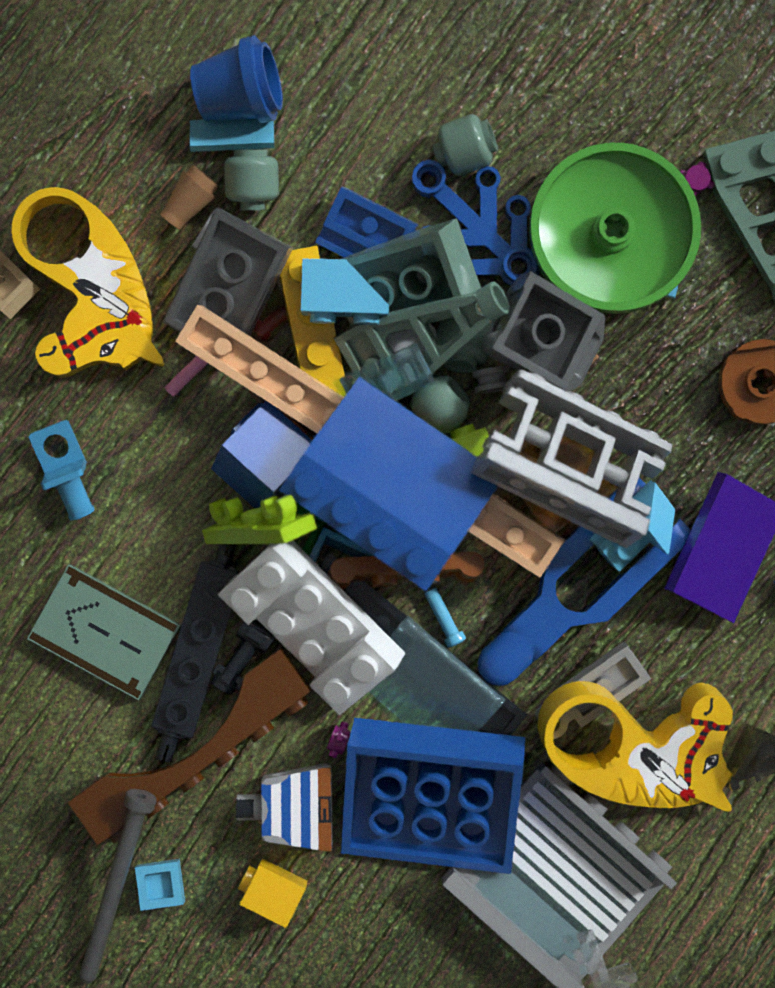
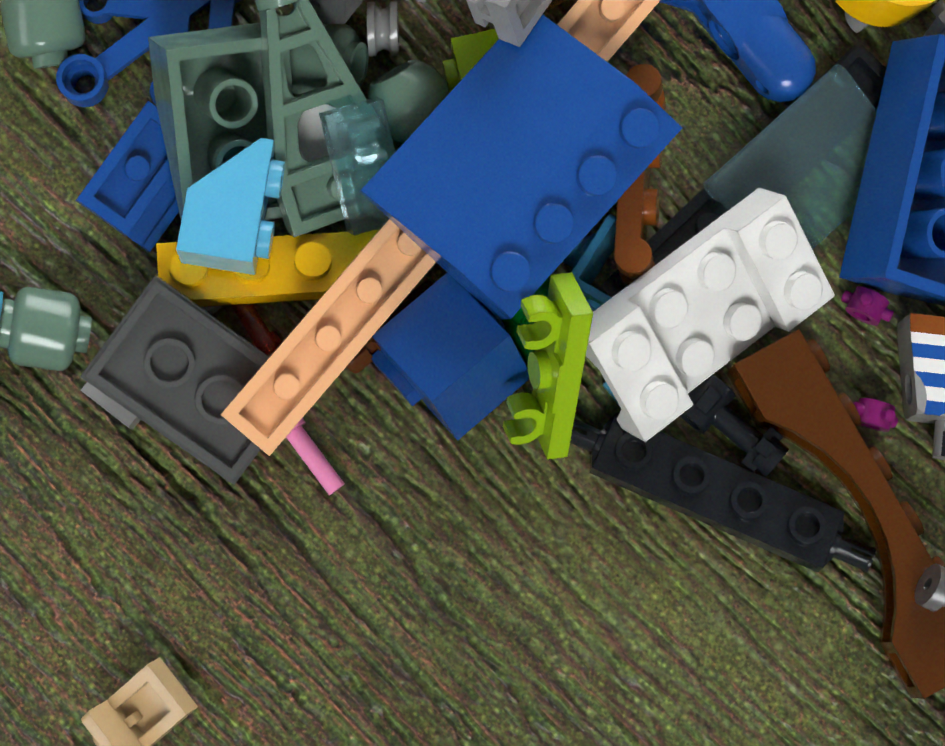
camera: 80 degrees left, 5 degrees down
(64, 471) = (434, 653): dark azure bracket -> none
(104, 632) = (676, 624): sand green tile -> none
(112, 308) = (195, 551): yellow animal -> none
(189, 197) = (55, 421): medium nougat cone -> none
(263, 752) = (876, 414): none -> magenta piece
(444, 618) = (737, 129): medium azure piece -> none

